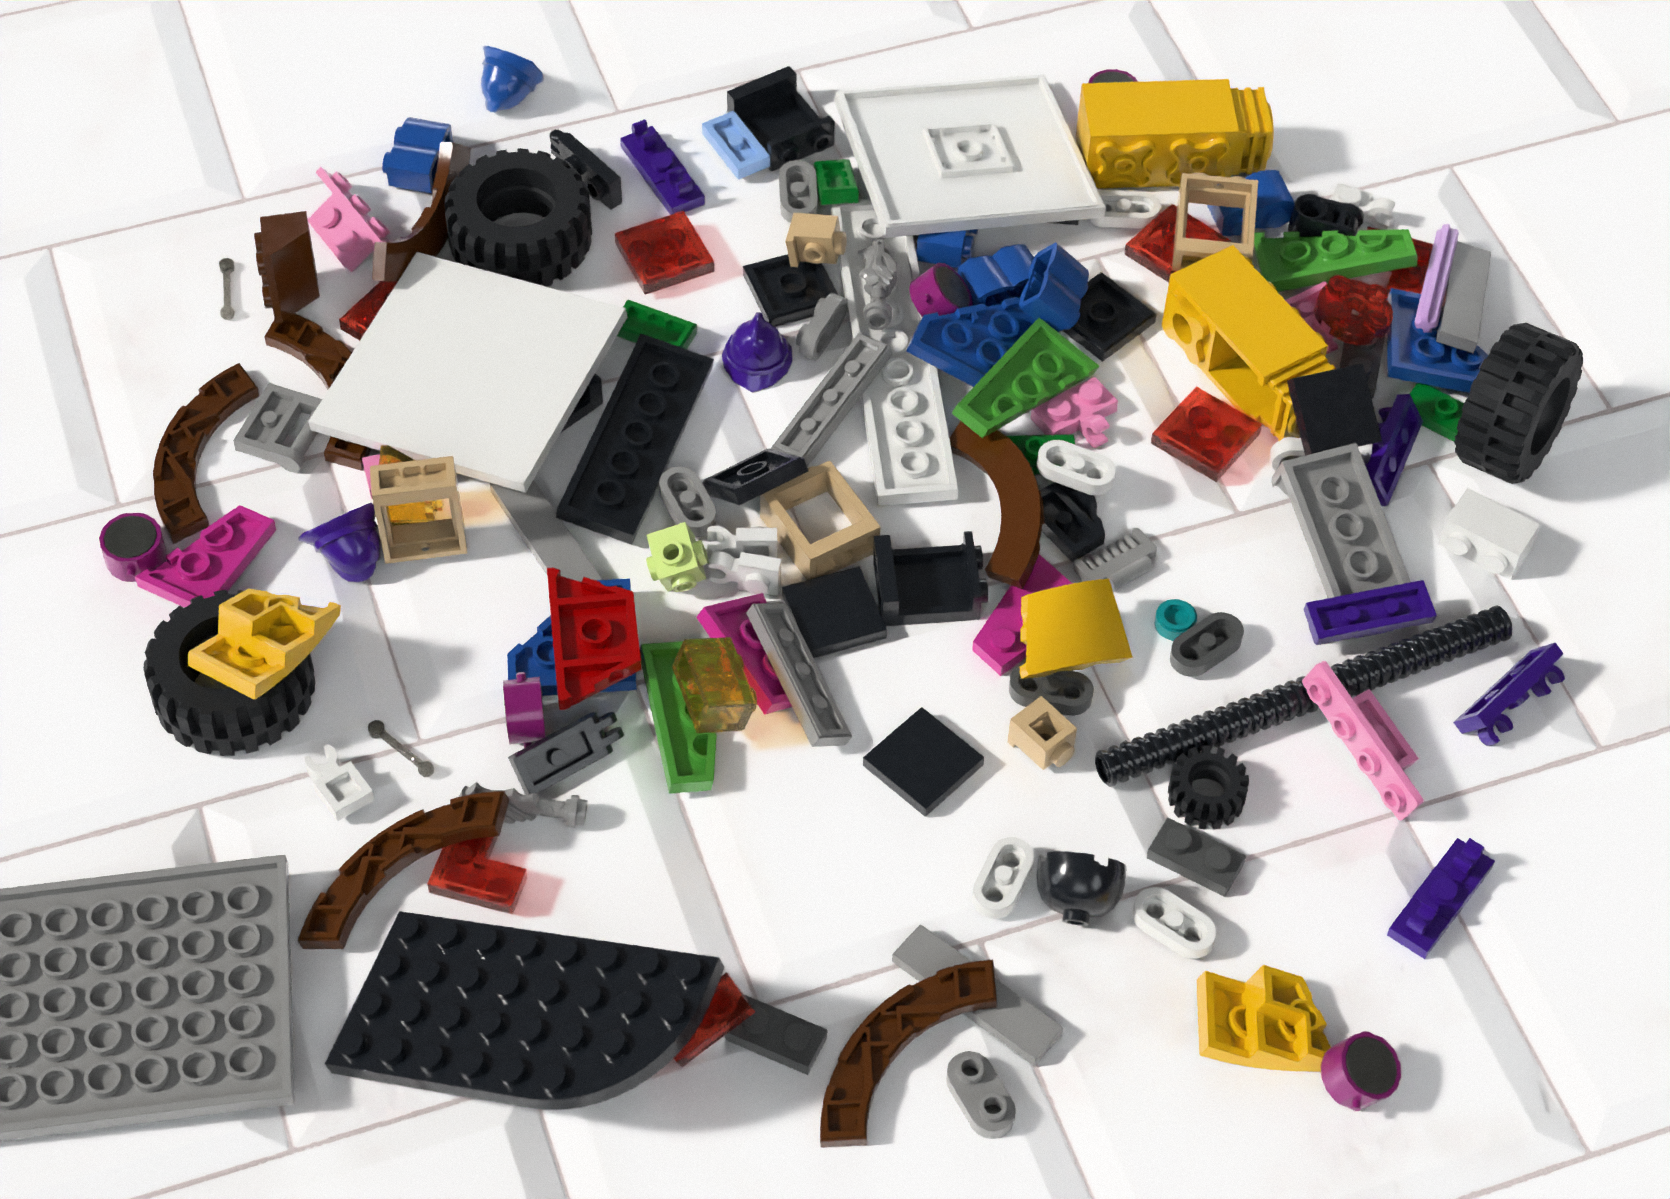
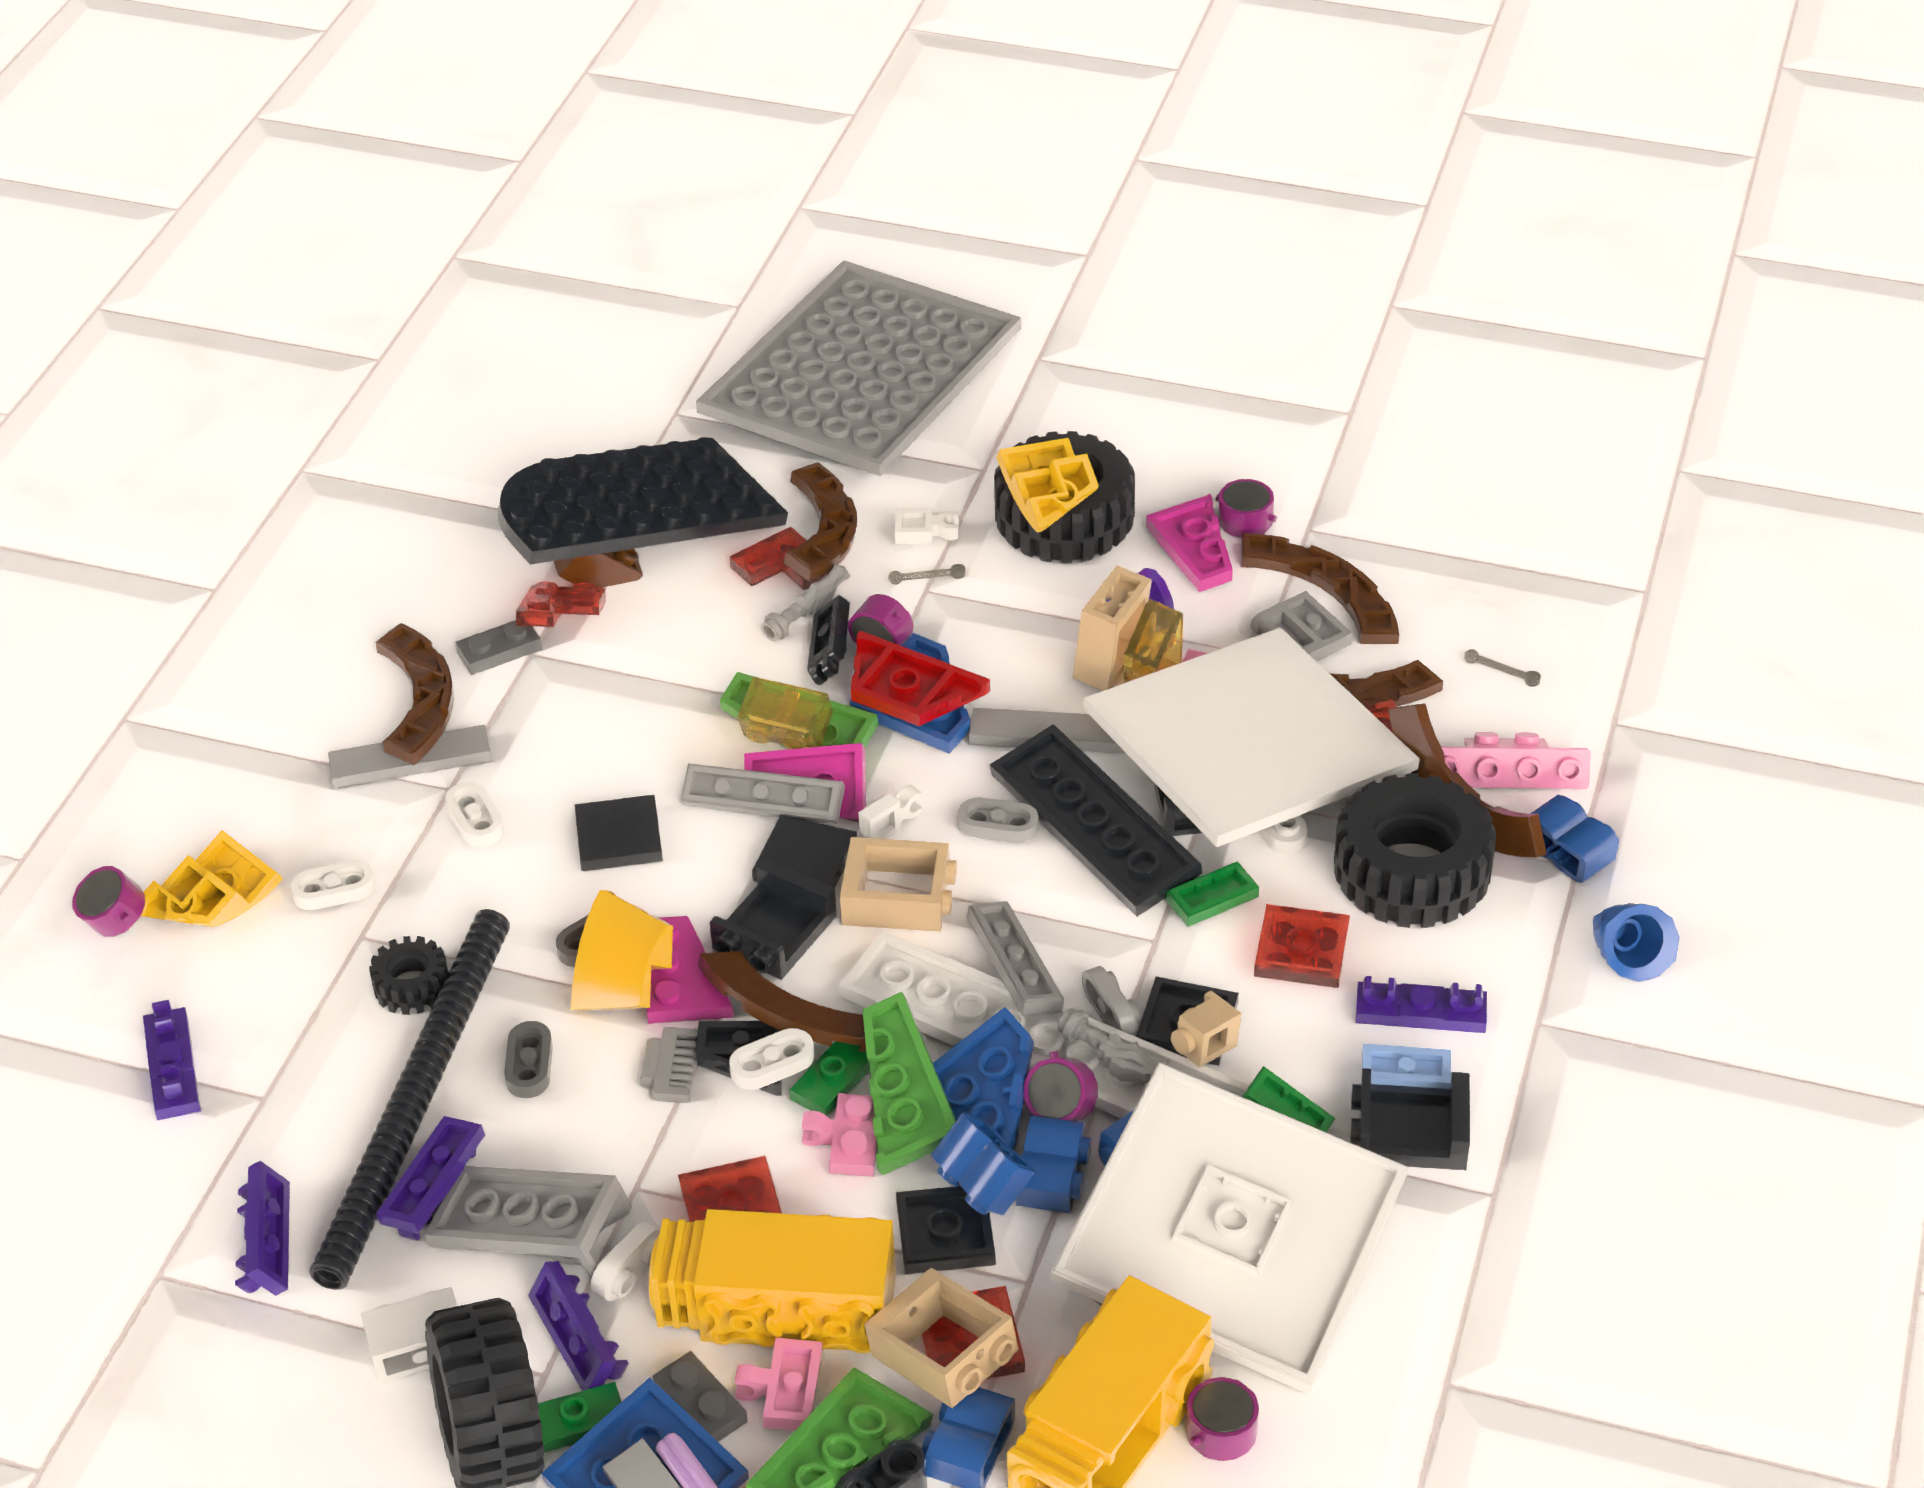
camera: 130 degrees right, 10 degrees down
(286, 263) = (1465, 670): reddish brown slope -> none
(600, 179) = (1459, 941): black hinge -> none
(676, 558) = (939, 771): yellowish green brick -> none
(748, 540) = (918, 820): white plate -> none
(754, 476) = (973, 857): black tile -> none
(756, 354) = (1127, 948): dark purple piece -> none
(797, 189) = (1309, 1078): light grey plate -> none
(978, 1092) = (340, 718): light grey plate -> none
(1043, 734) = (556, 898): tan brick -> none
(1079, 885) = (417, 838): black cylinder -> none
(1127, 209) = (1054, 1326): white plate -> none
(1174, 618) = (576, 1064): teal tile -> none
(1196, 857) = (359, 940): dark grey plate -> none
(1334, 409) = (627, 1252): black tile -> none
(1344, 294) = (743, 1373): clear red plate -> none
(1369, 736) = (328, 1087): bright pink bracket -> none

